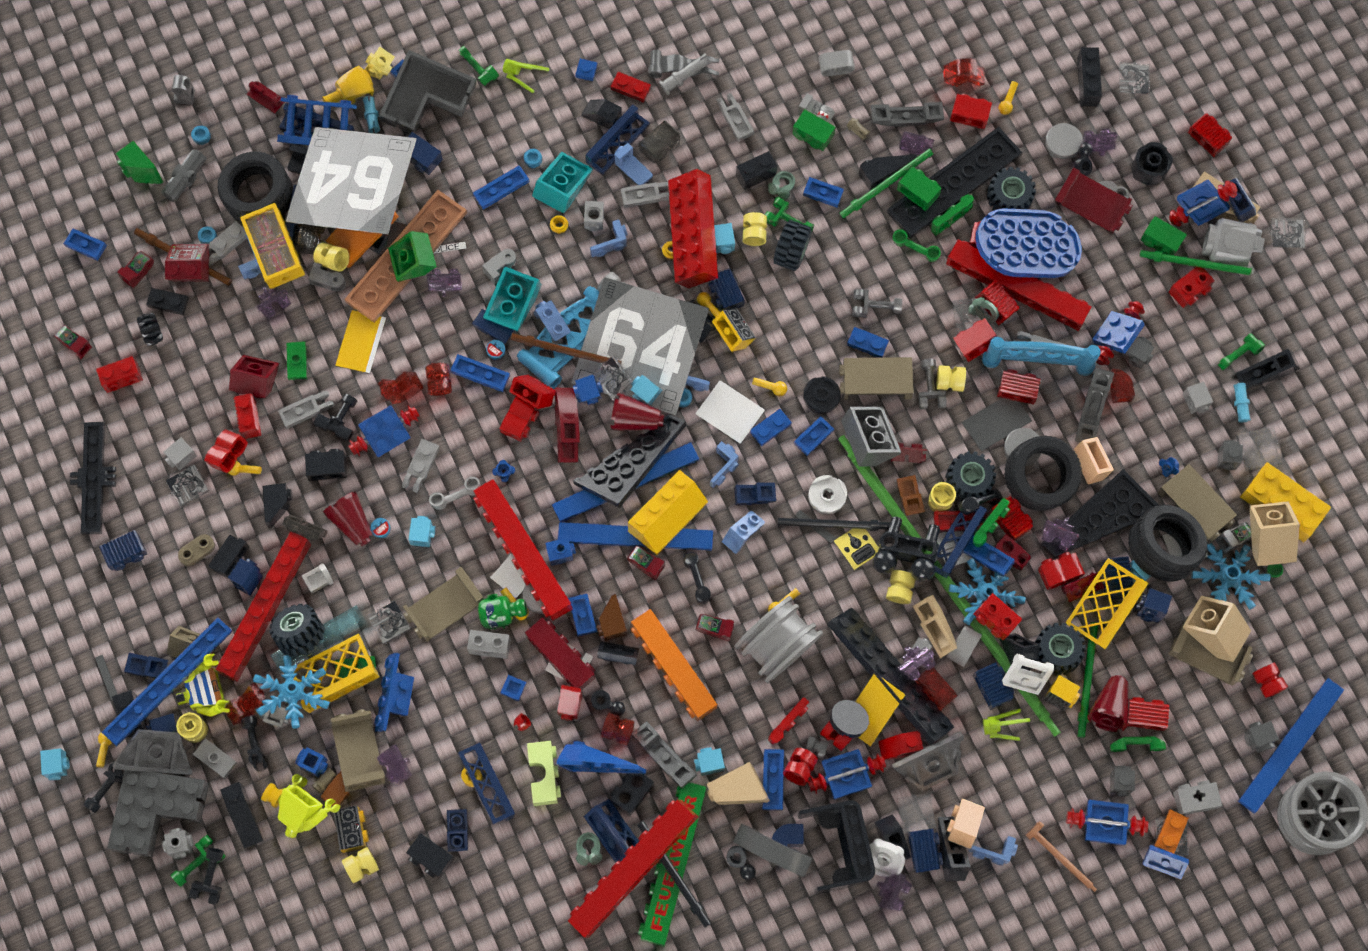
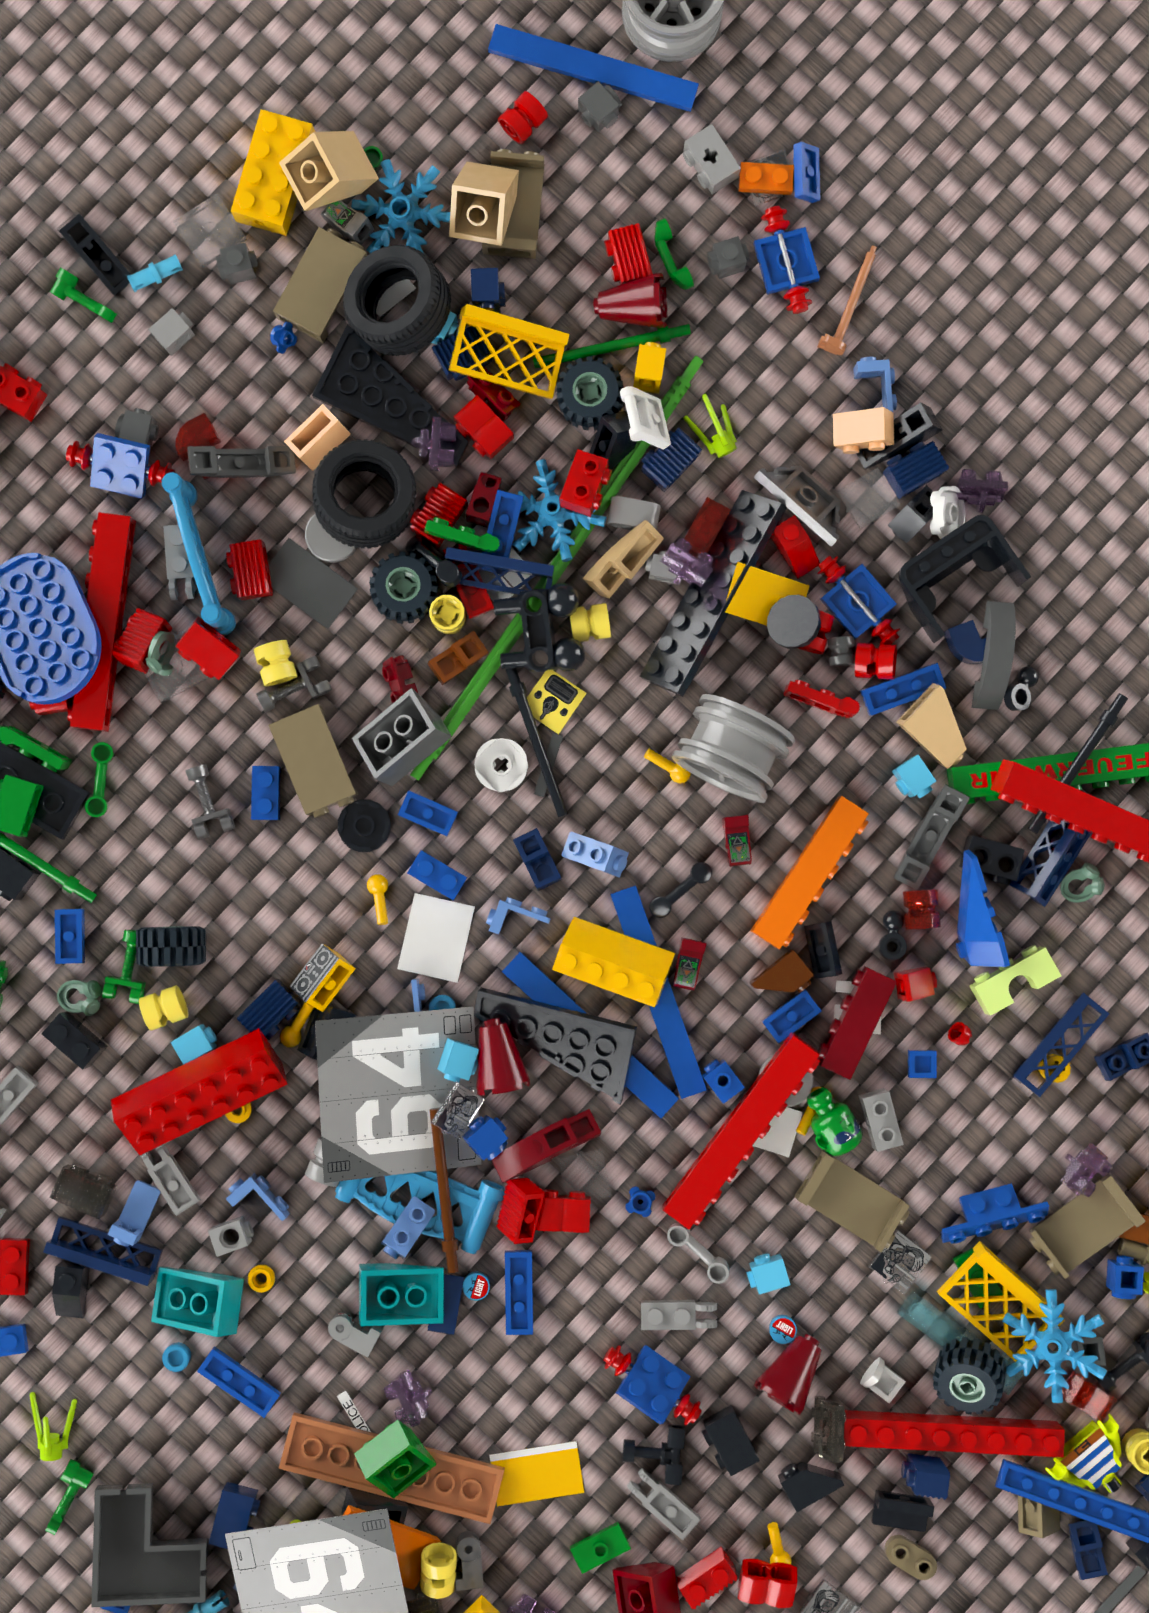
camera: 115 degrees left, 15 degrees up
(401, 388) = (584, 1389): clear red brick -> none
(438, 377) = (543, 1348): clear red wheel -> none

